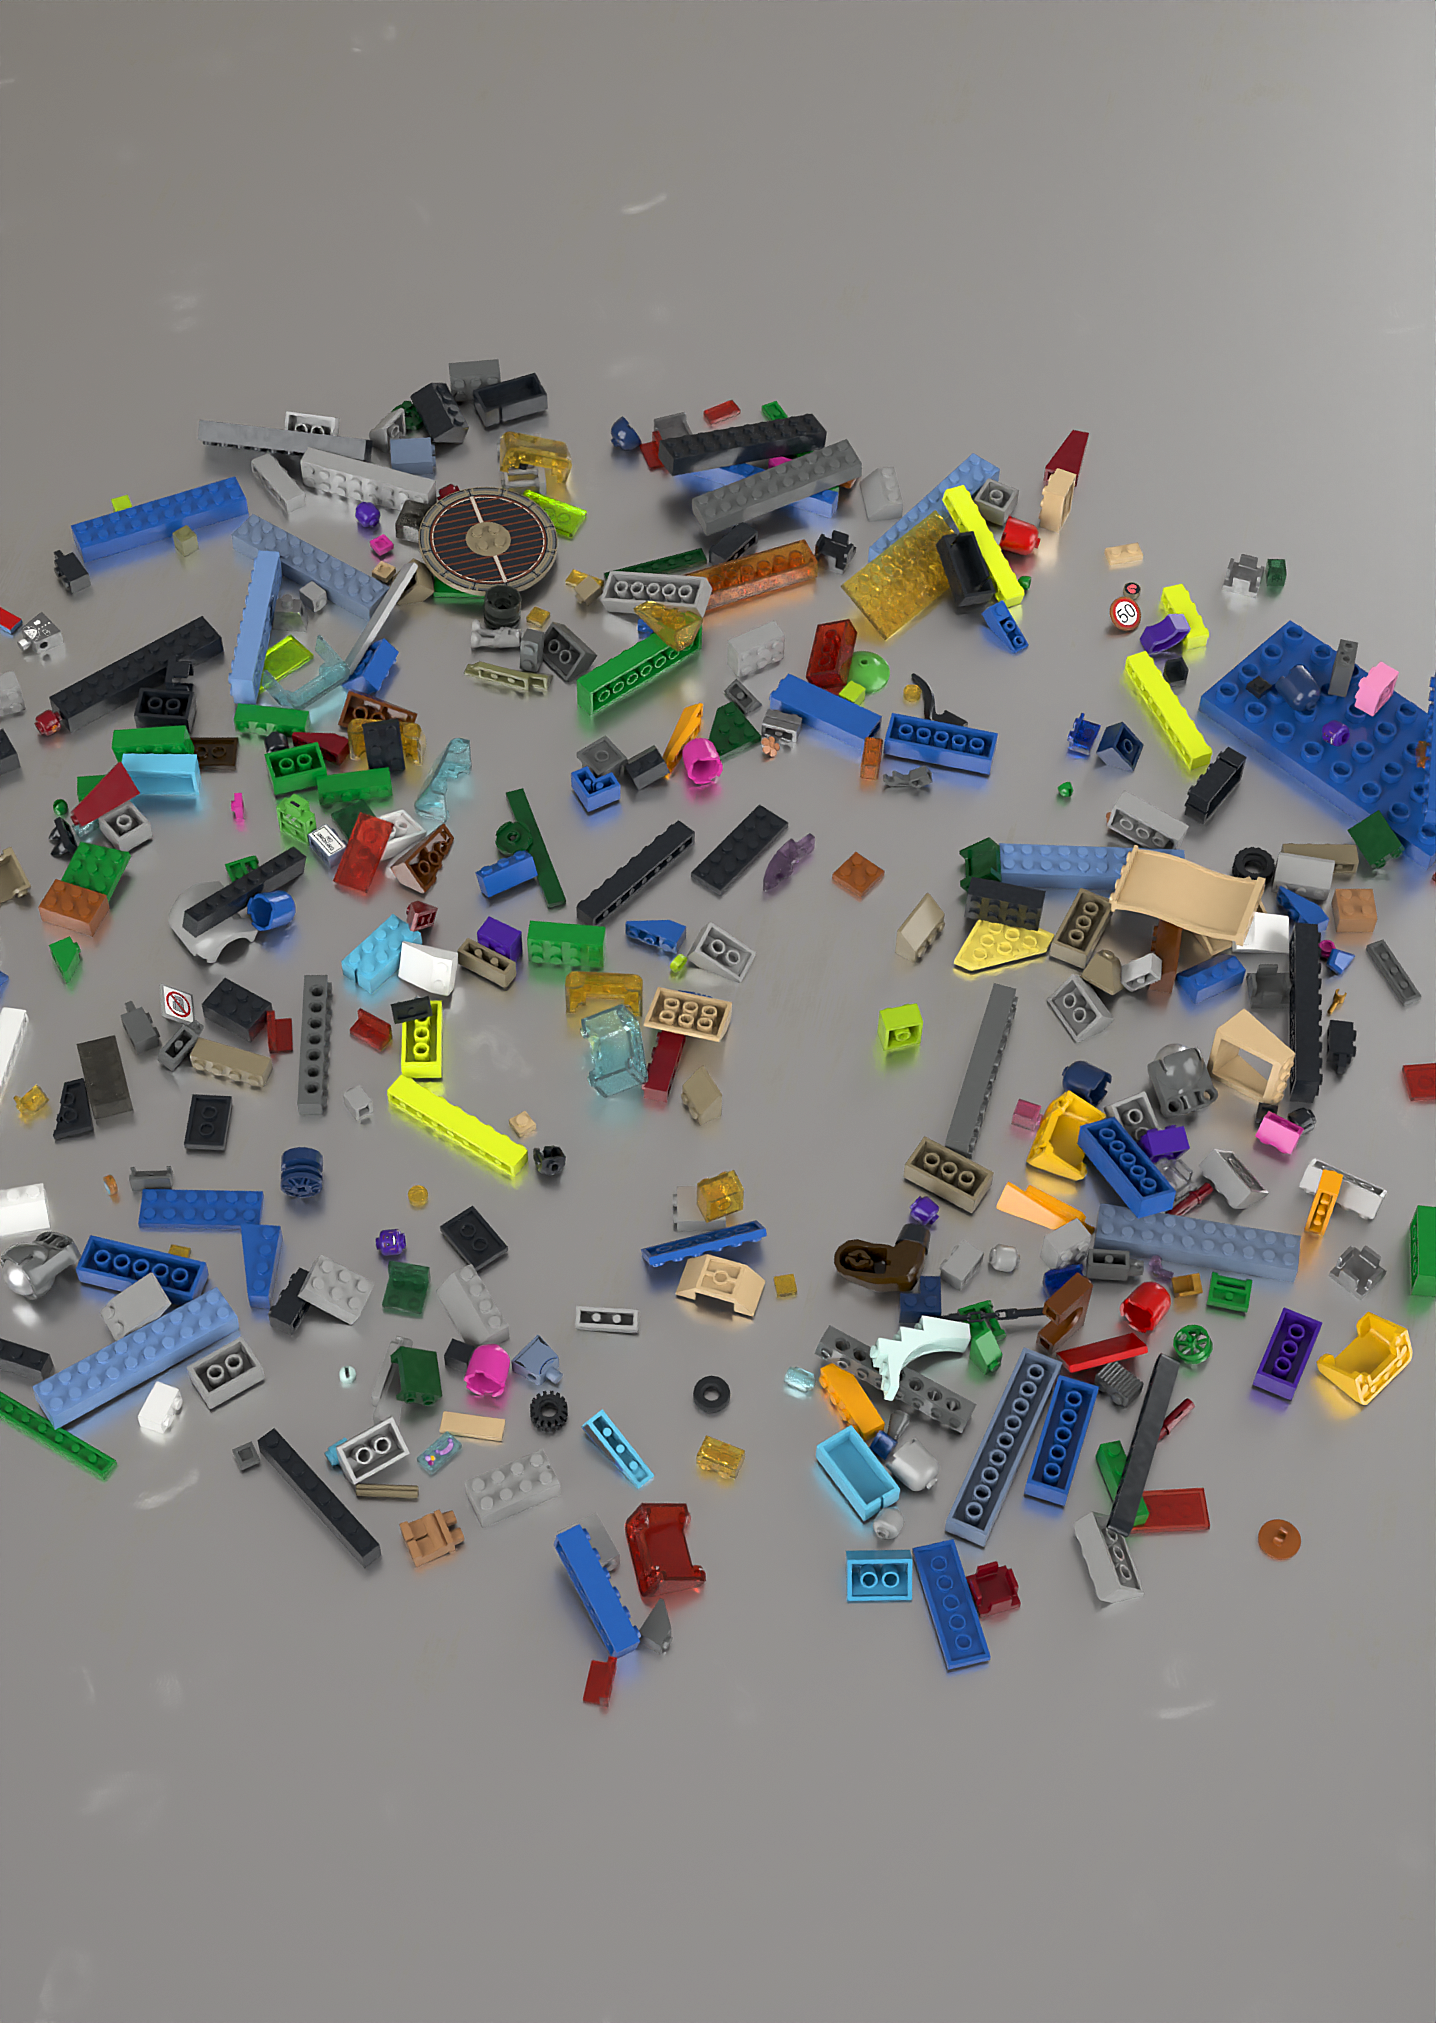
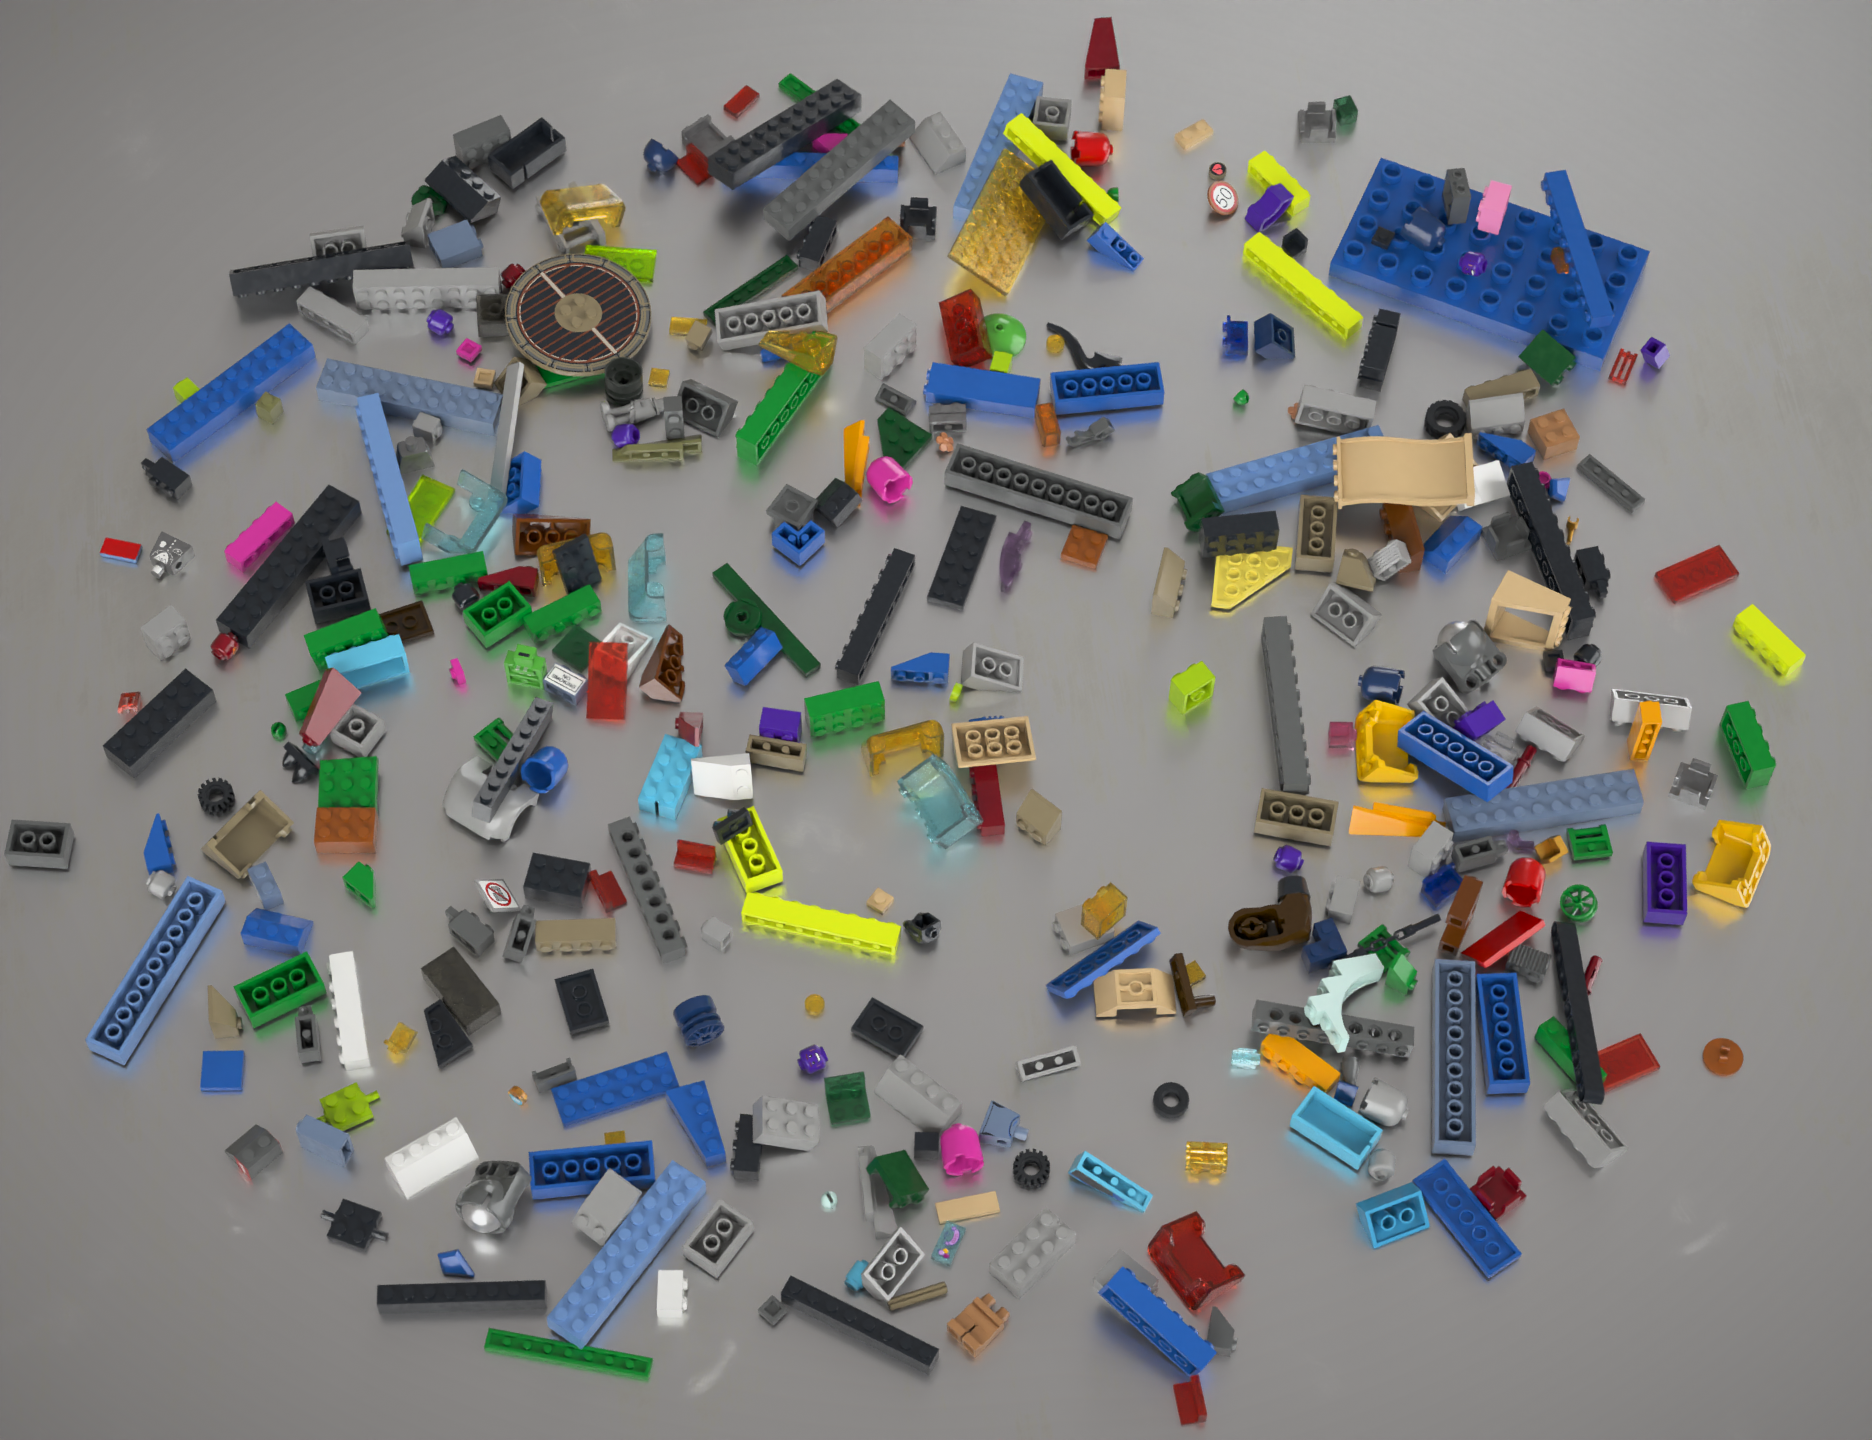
camera: 20 degrees left, 5 degrees up
(122, 642) = (259, 536): none -> dark pink brick
(483, 652) = (625, 434): none -> dark purple head
(768, 1308) = (1181, 979): none -> dark brown piece
(836, 812) = (1038, 491): none -> dark grey brick

